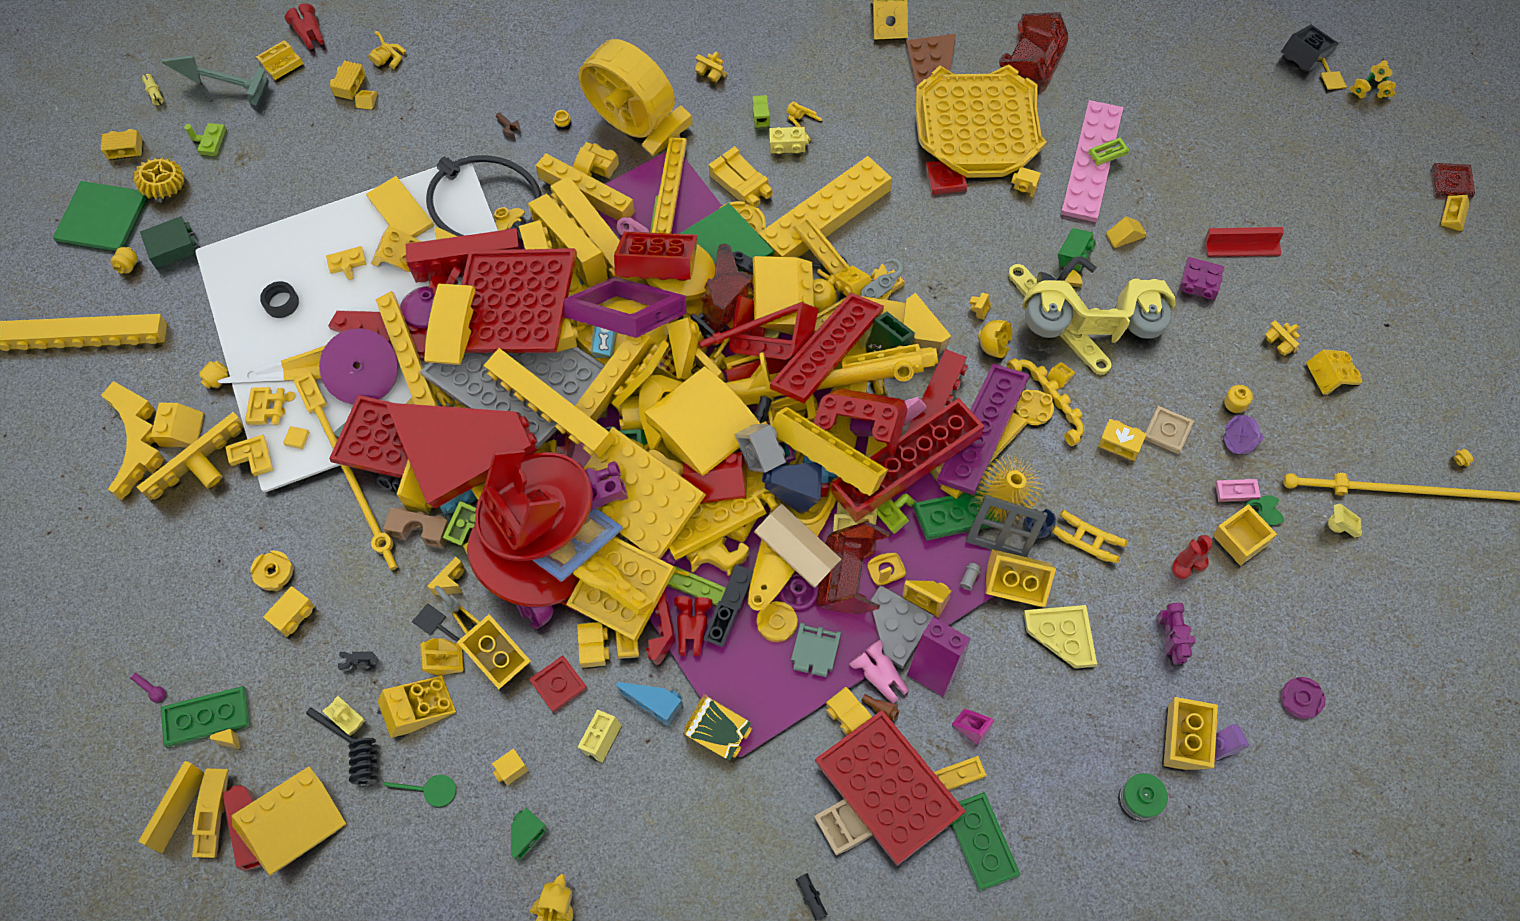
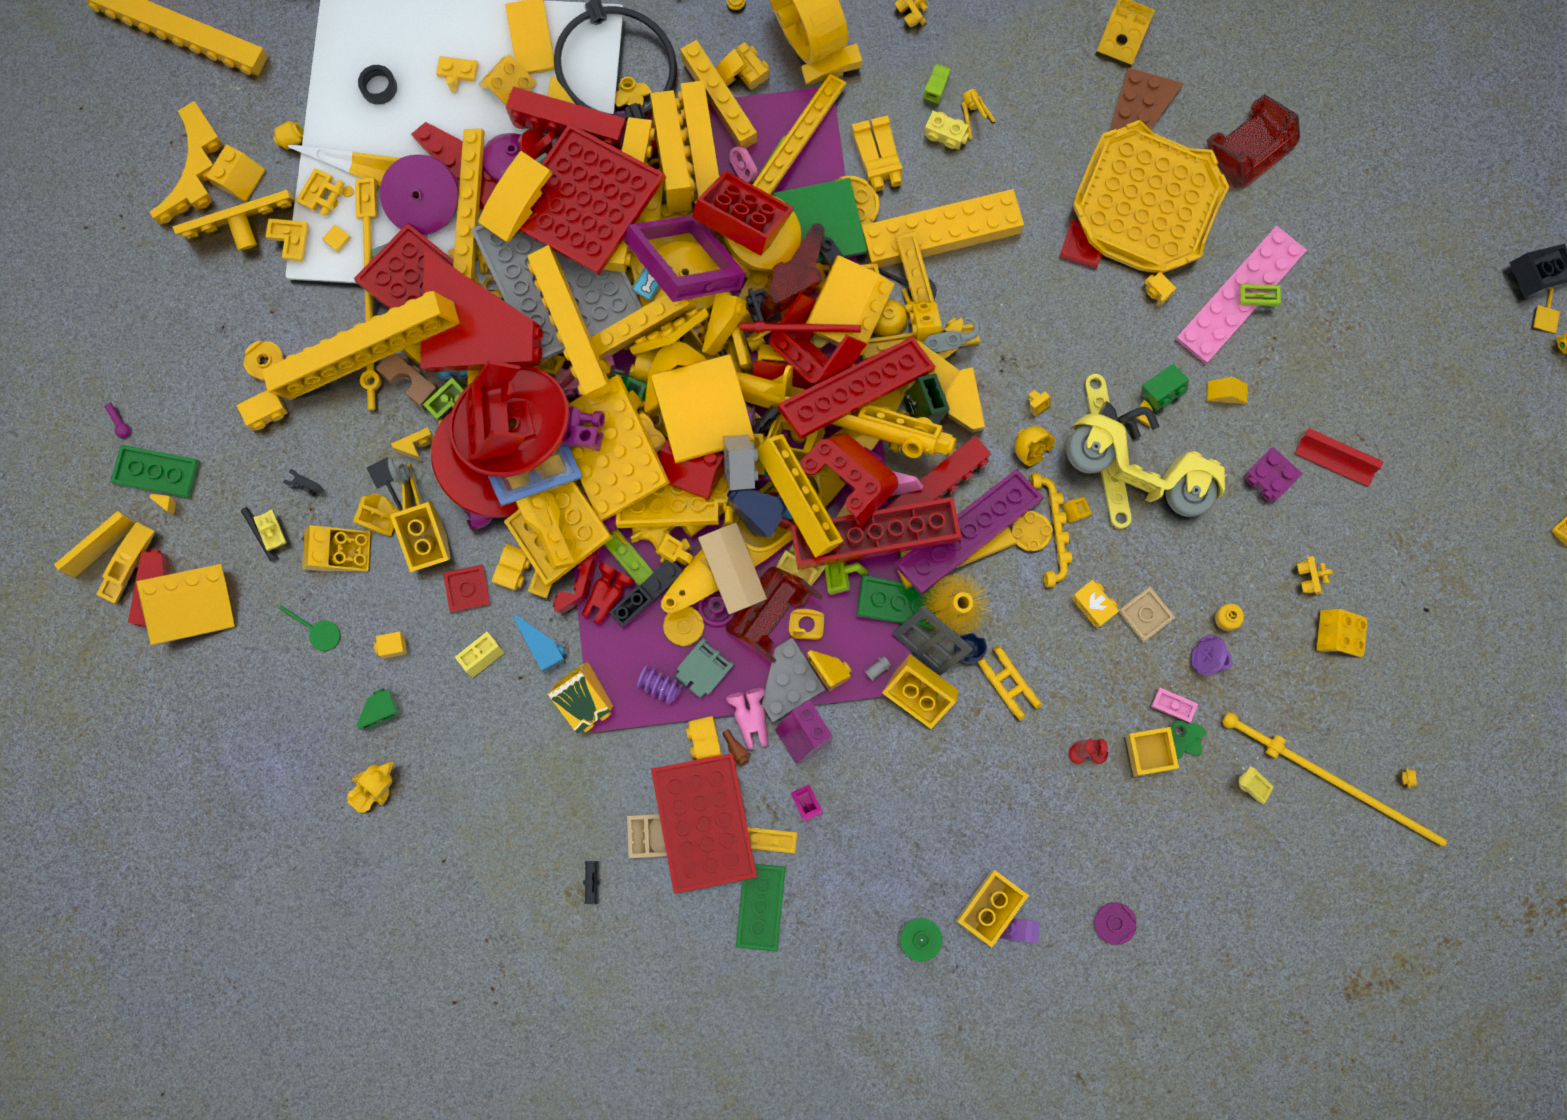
camera: 25 degrees right, 15 degrees up
(360, 762) = (268, 579): black piece -> none
(361, 509) = (361, 345): none -> yellow brick
(735, 556) = (672, 549): none -> yellow plate
(782, 681) = (658, 685): none -> medium lavender piece
(1064, 632) = (934, 761): light yellow plate -> none
(1177, 633) = (1034, 813): magenta hips -> none

